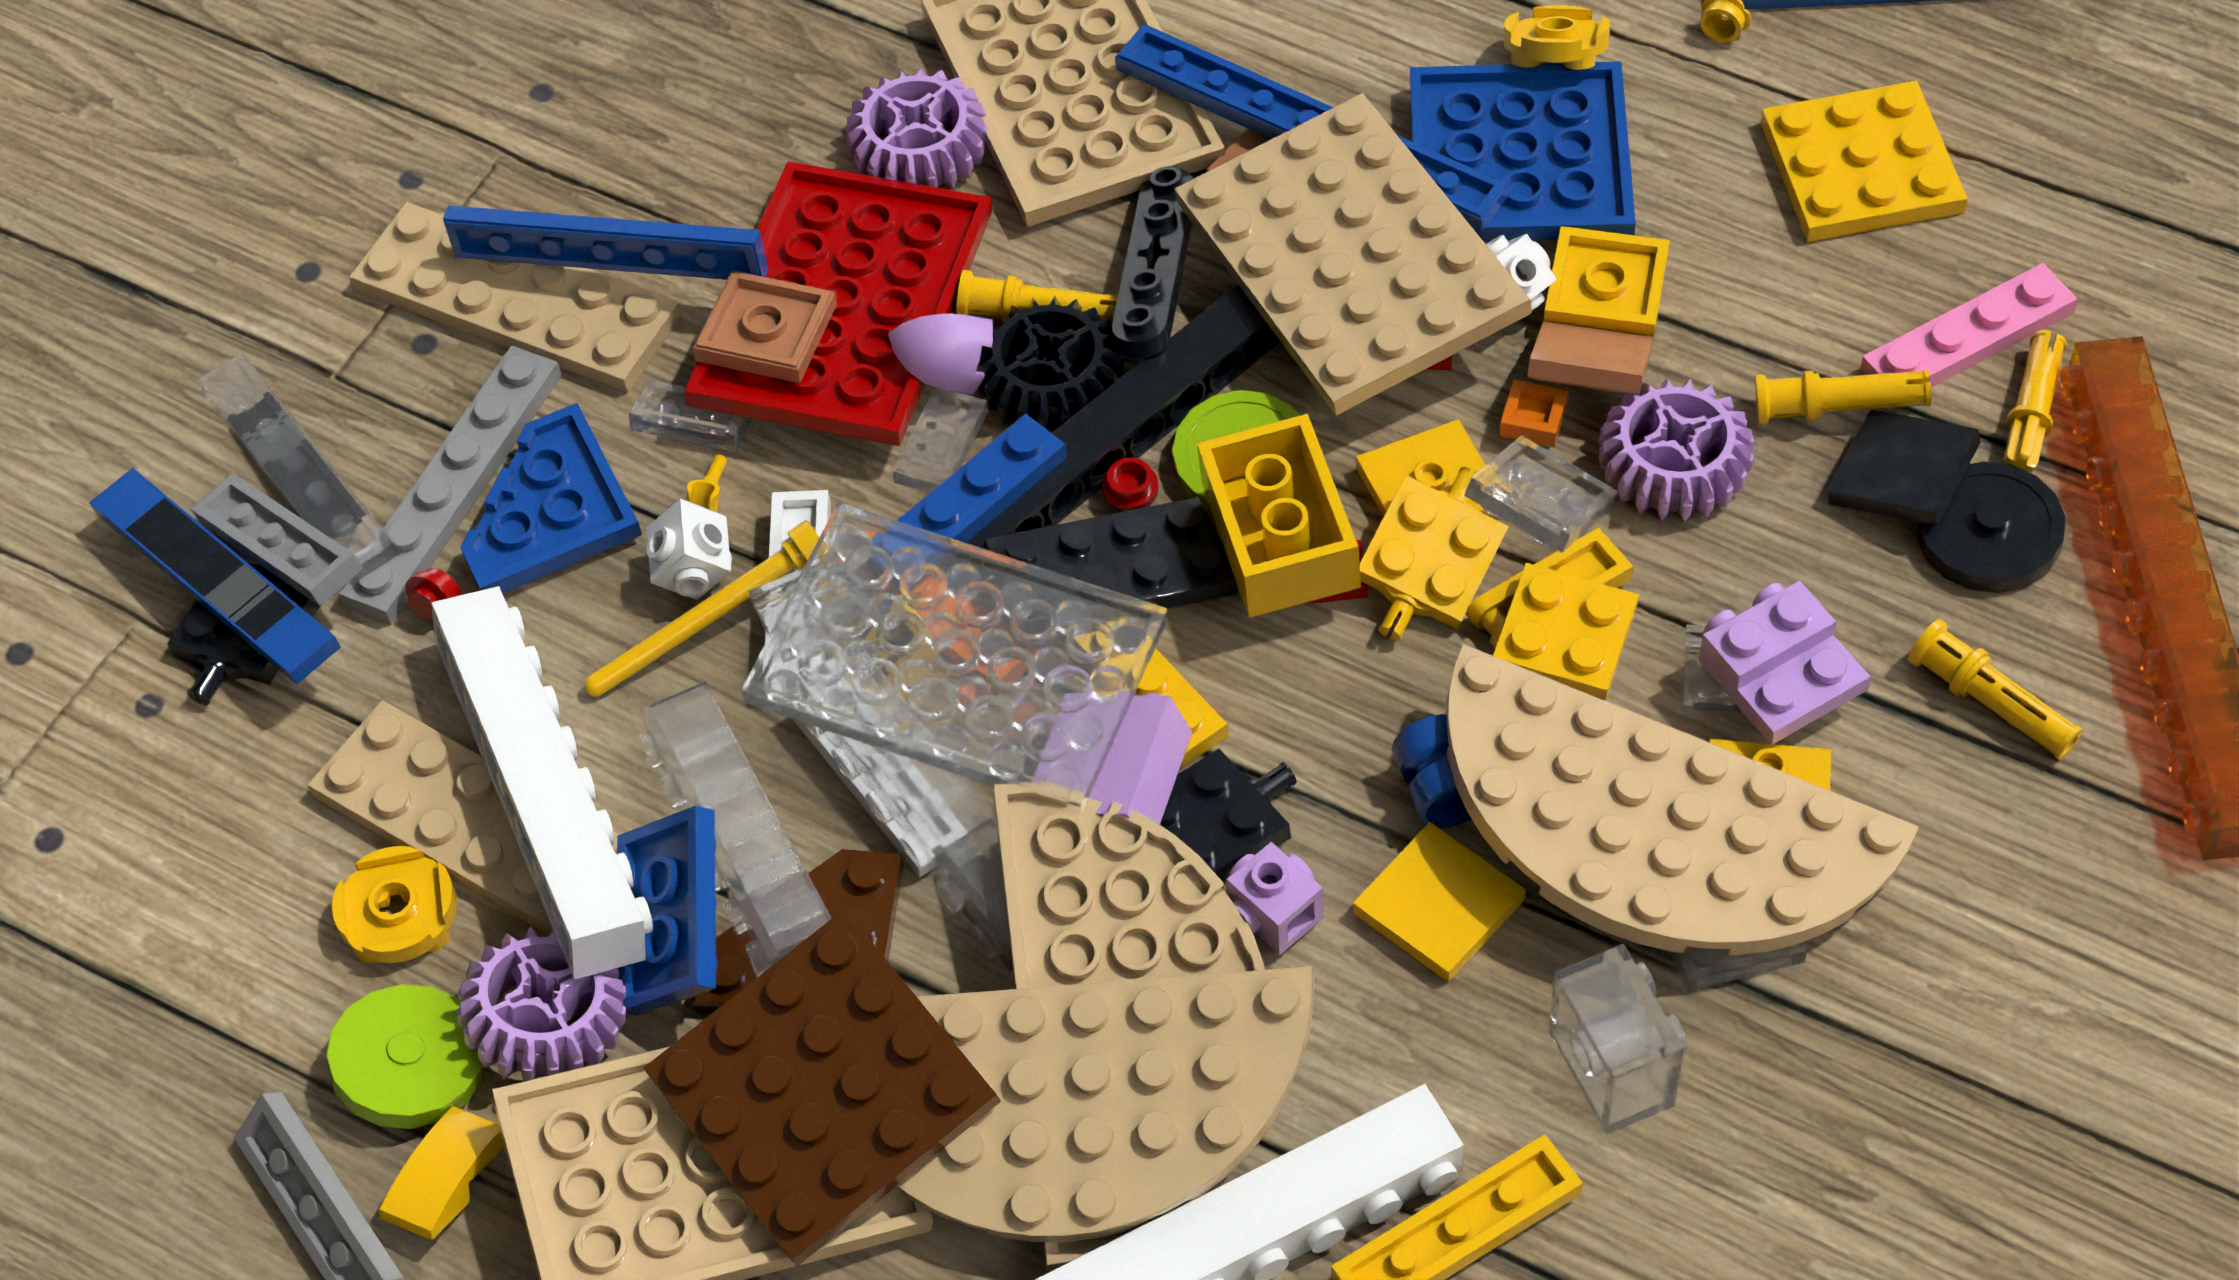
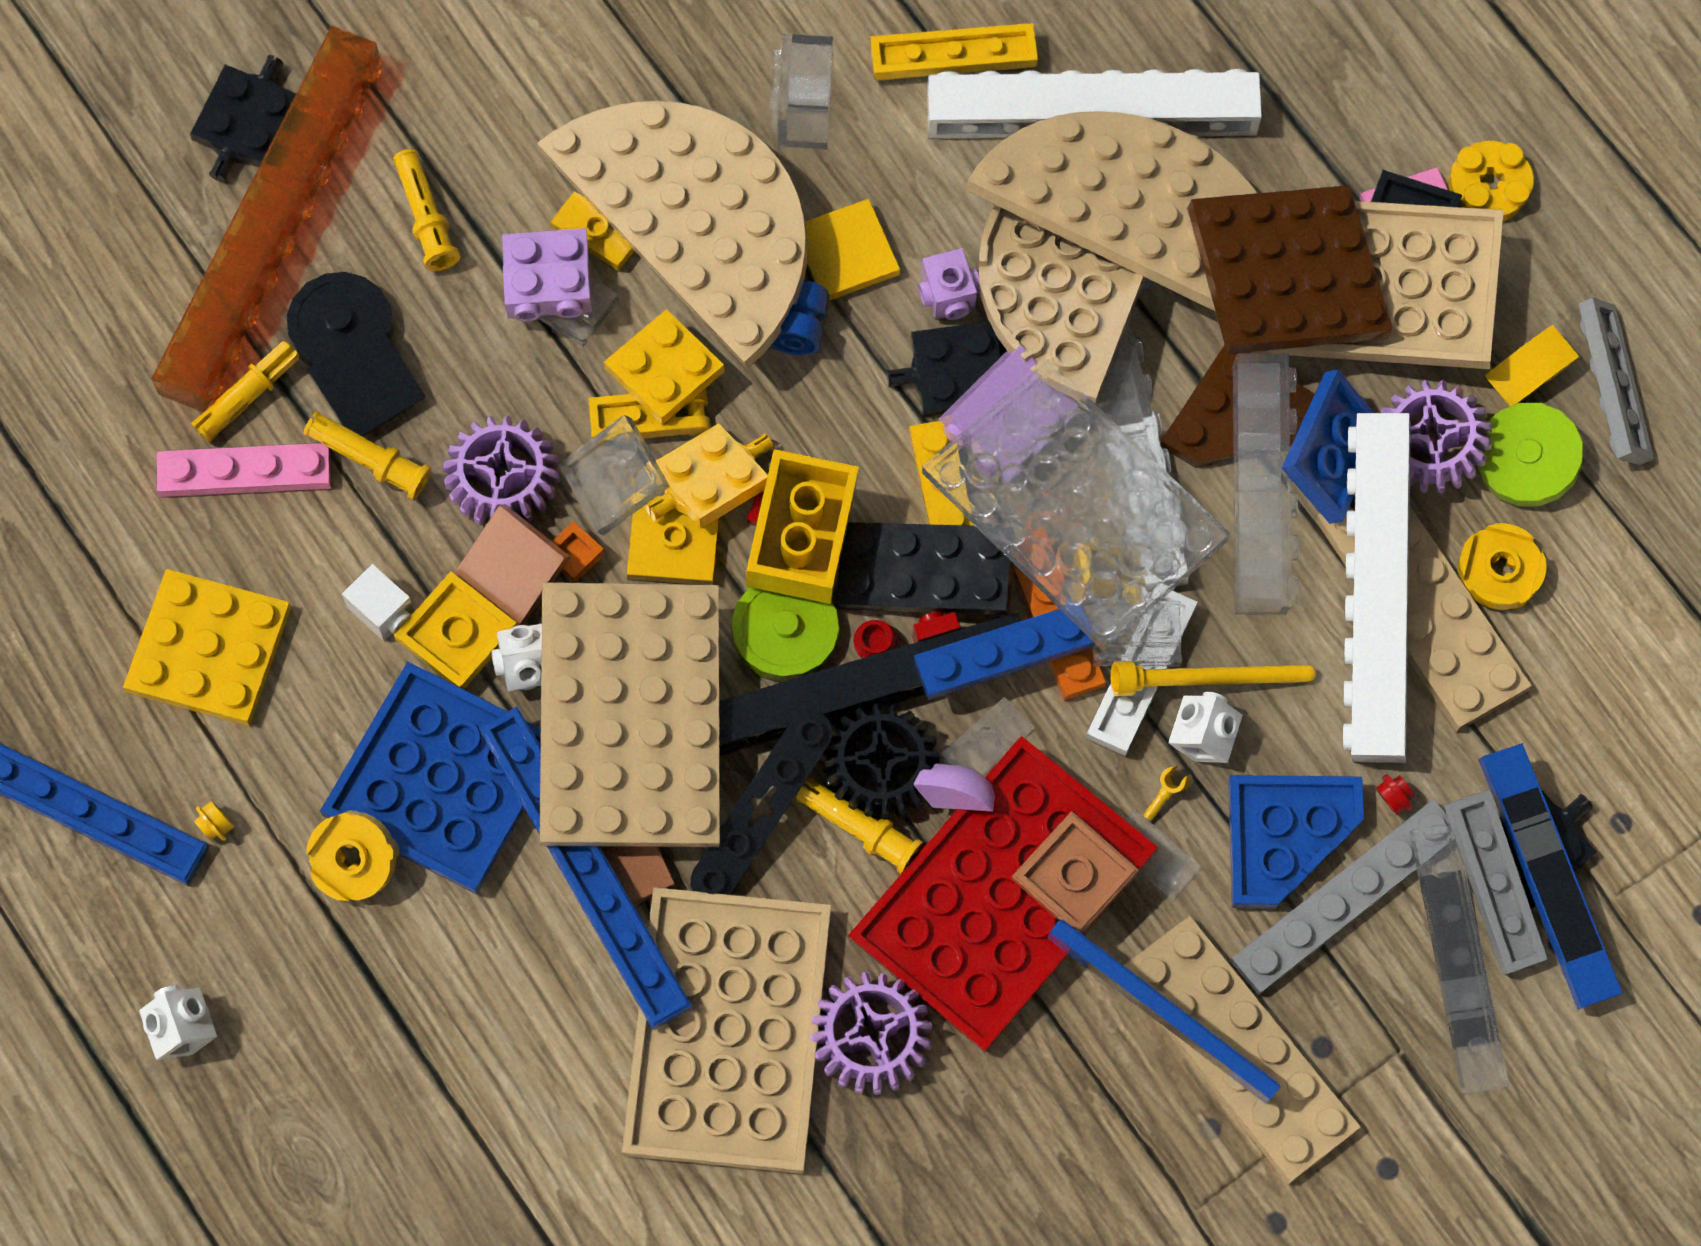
camera: 160 degrees left, 15 degrees up
(1064, 505) = (934, 625): none -> red plate
(1709, 265) = (378, 602): none -> white brick

